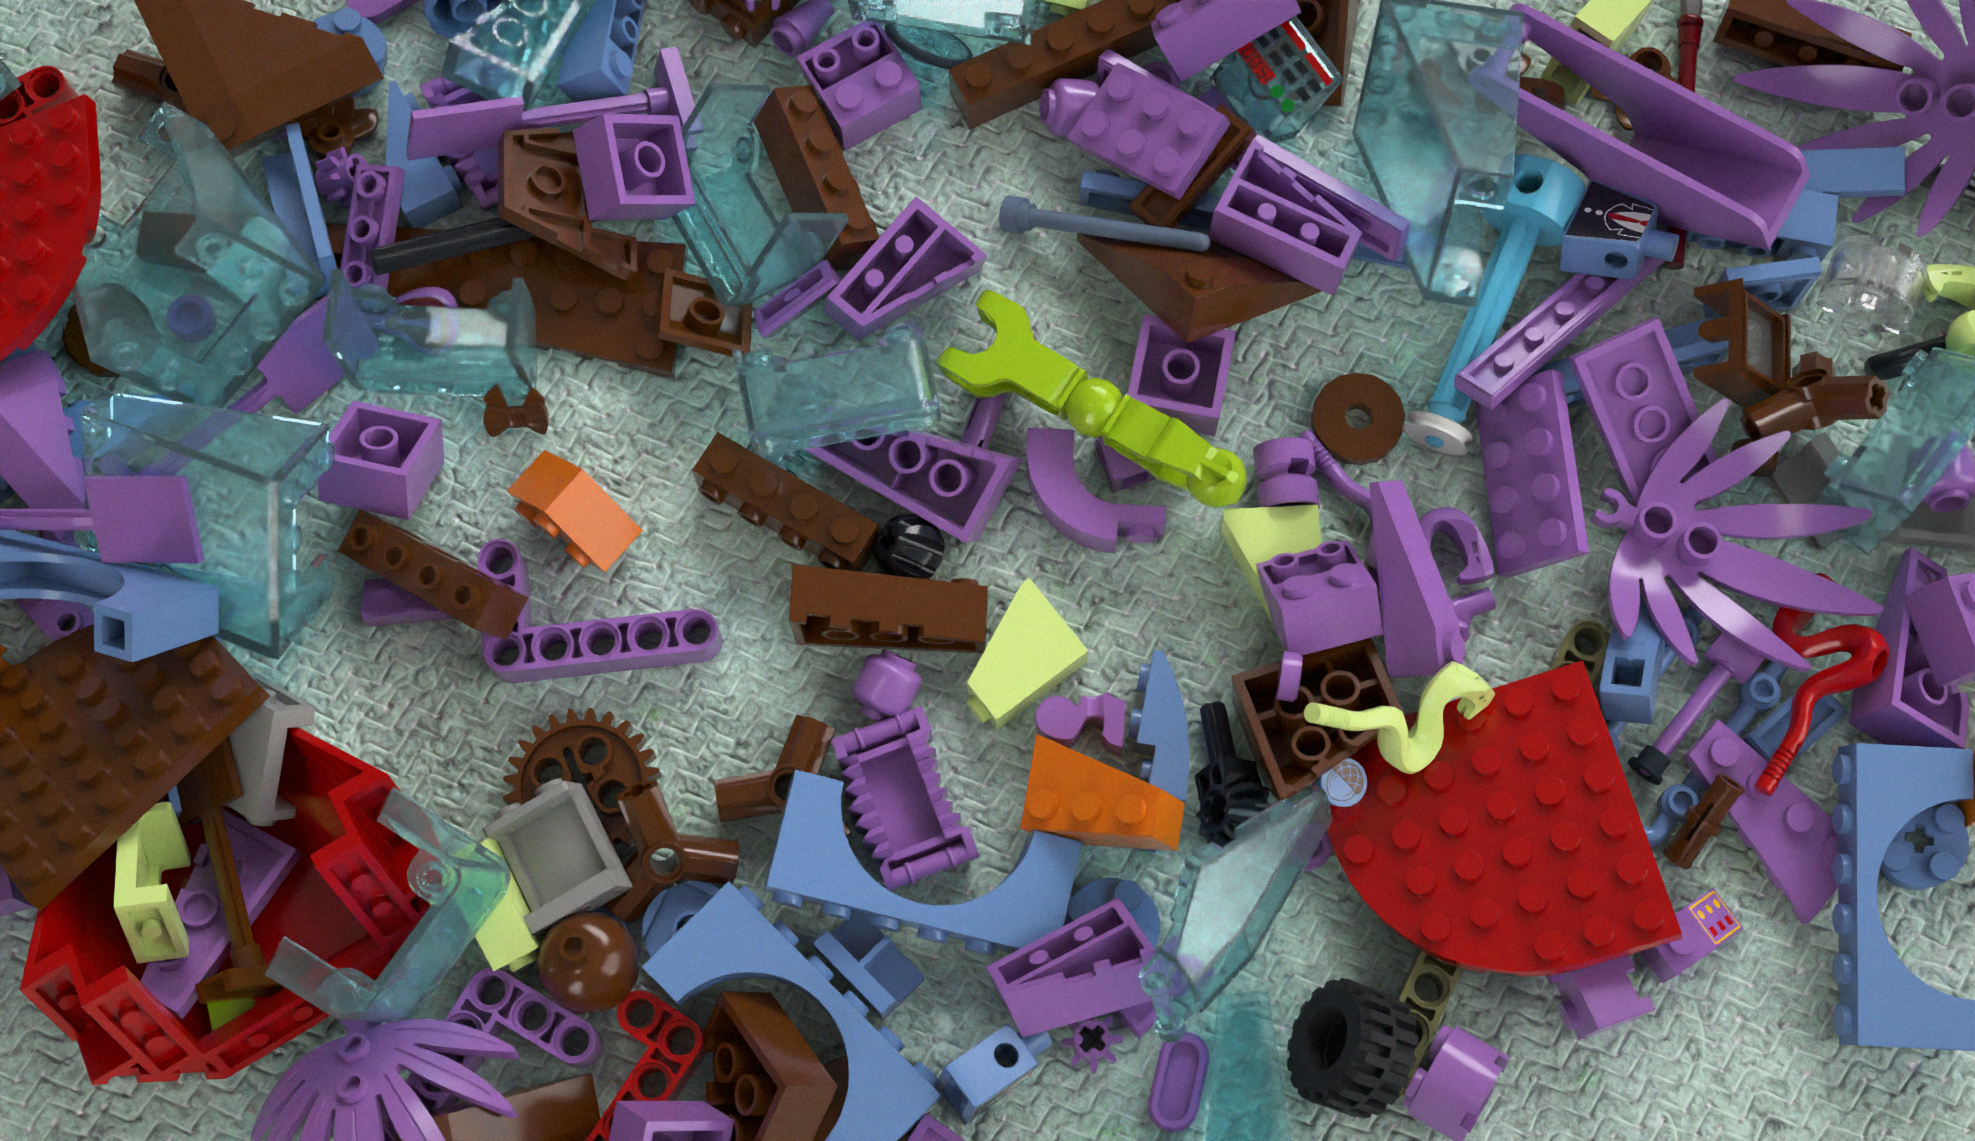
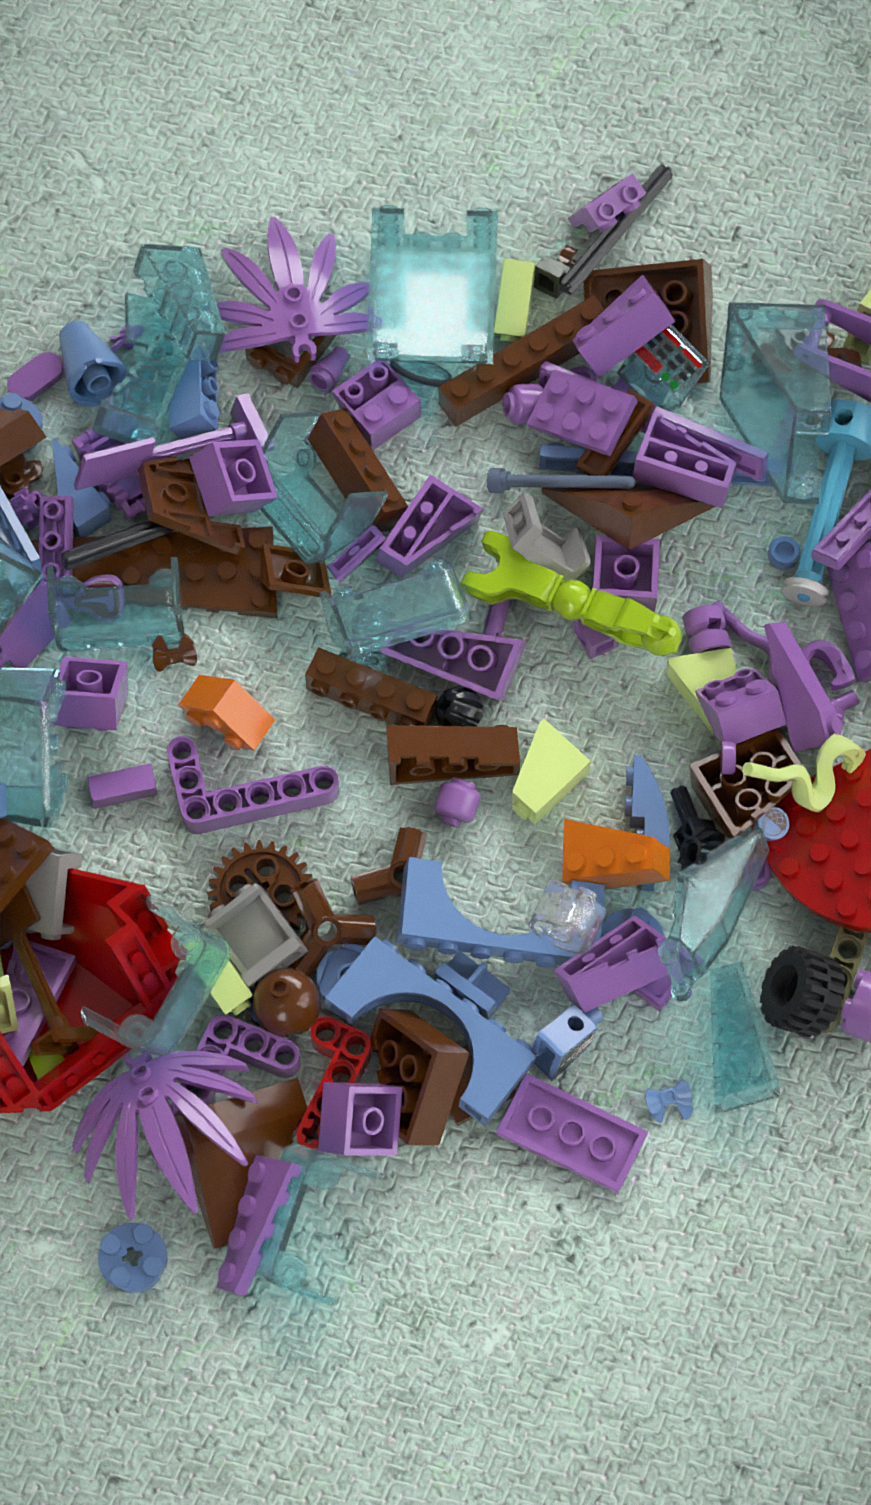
camera: 10 degrees left, 5 degrees down
(433, 574) = (139, 763): reddish brown brick -> none
(901, 799) = (478, 875): medium lavender piece -> none
(1016, 894) = (568, 917): none -> clear brick
(1063, 319) = (541, 545): none -> light grey panel
(1065, 722) = (583, 809): medium lavender leg -> none
(1075, 510) = (565, 670): medium lavender arch -> none
(1093, 1055) = (627, 1004): medium lavender gear -> none
(1178, 1083) = (690, 1034): medium lavender tile -> none
(1365, 394) = (755, 573): reddish brown tile -> none
(1415, 370) = (784, 553): none -> medium blue tile

